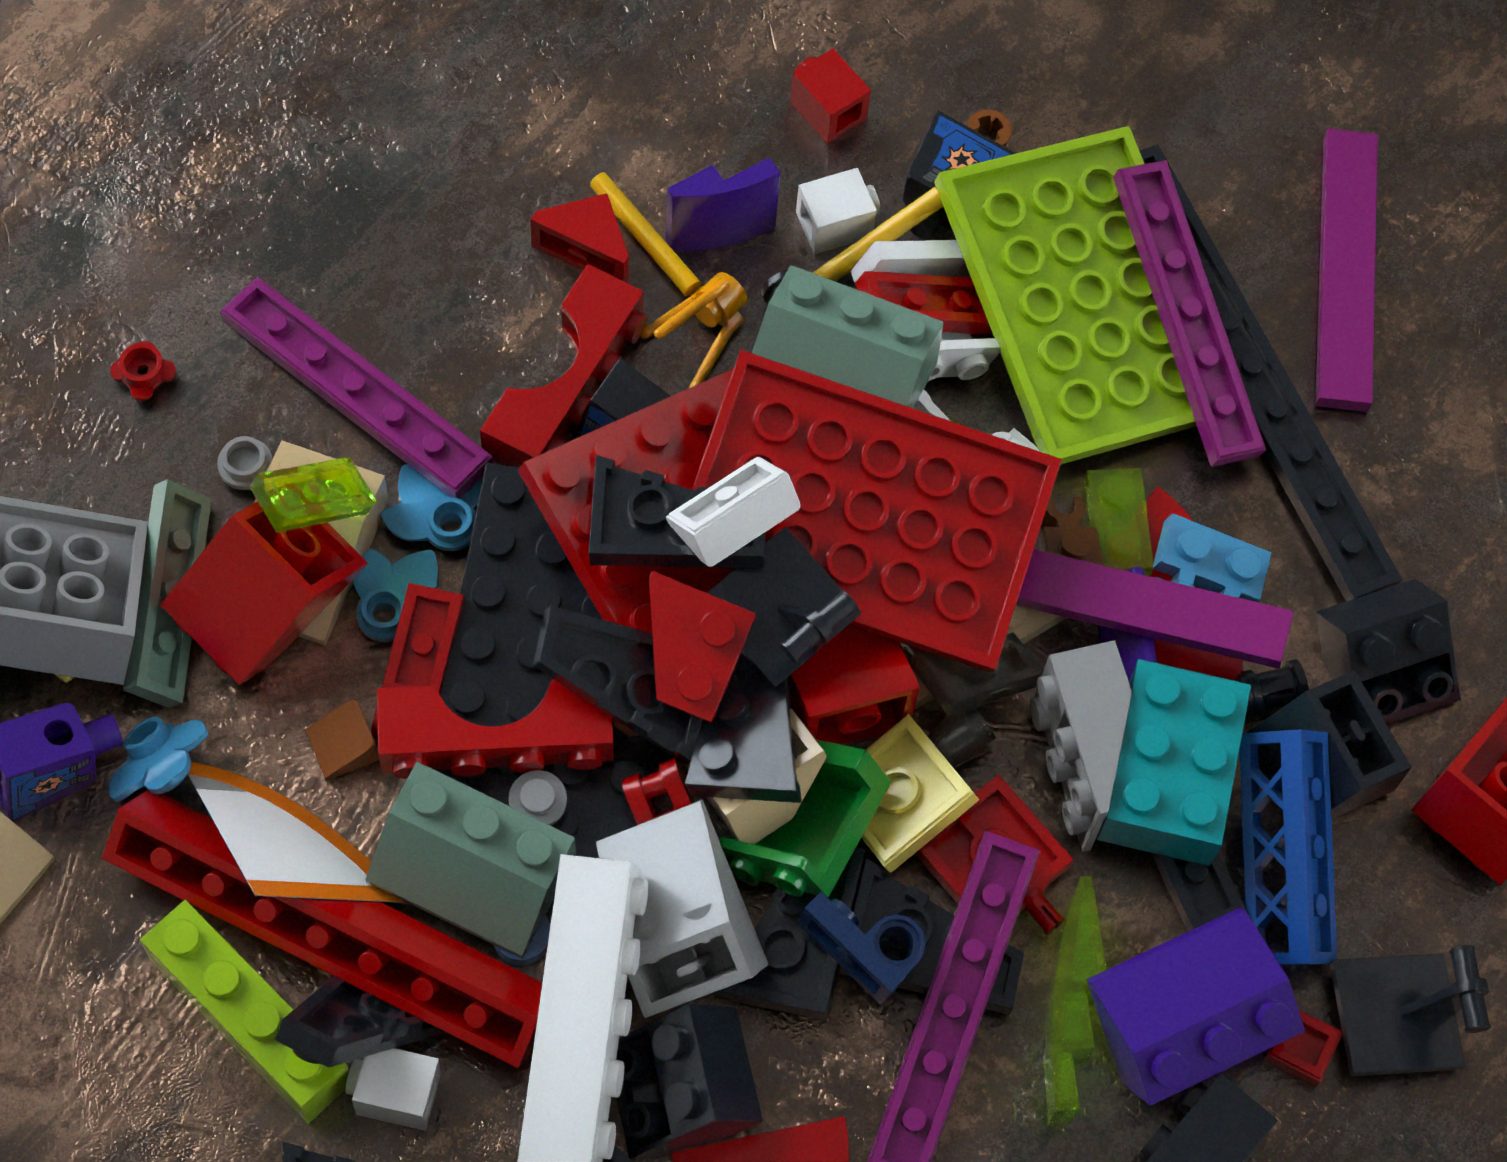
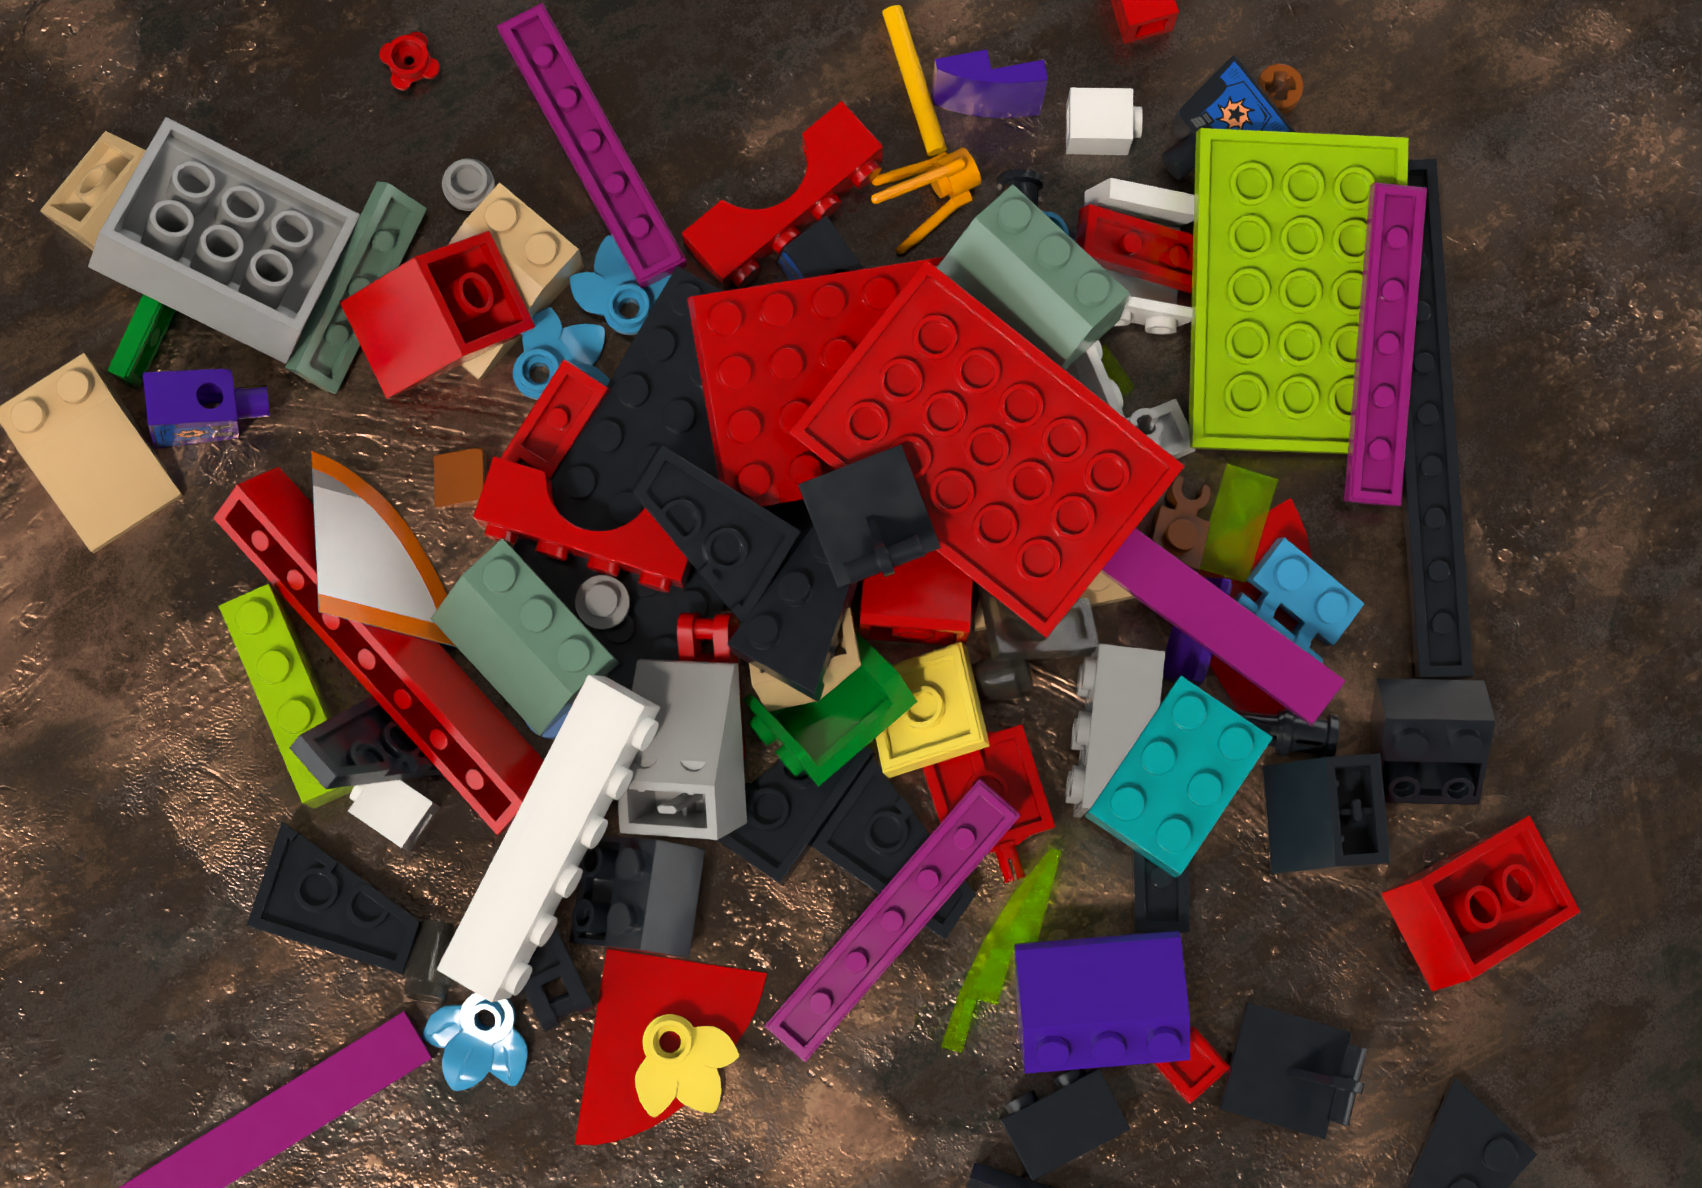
camera: 25 degrees right, 15 degrees up
(156, 757) = (292, 440): dark azure plate -> none
(312, 494) = (499, 254): clear neon green plate -> none
(582, 235) = (854, 66): red slope -> none
(632, 523) = (793, 403): black wing -> none
(694, 645) = (777, 525): red wing -> none
(735, 510) = (856, 418): white slope -> none
(859, 954) = (813, 816): dark blue plate -> none
(887, 231) = (1121, 166): yellow bar -> none
(1306, 838) = (1266, 892): blue fence -> none
(1347, 271) = (1566, 346): magenta tile -> none

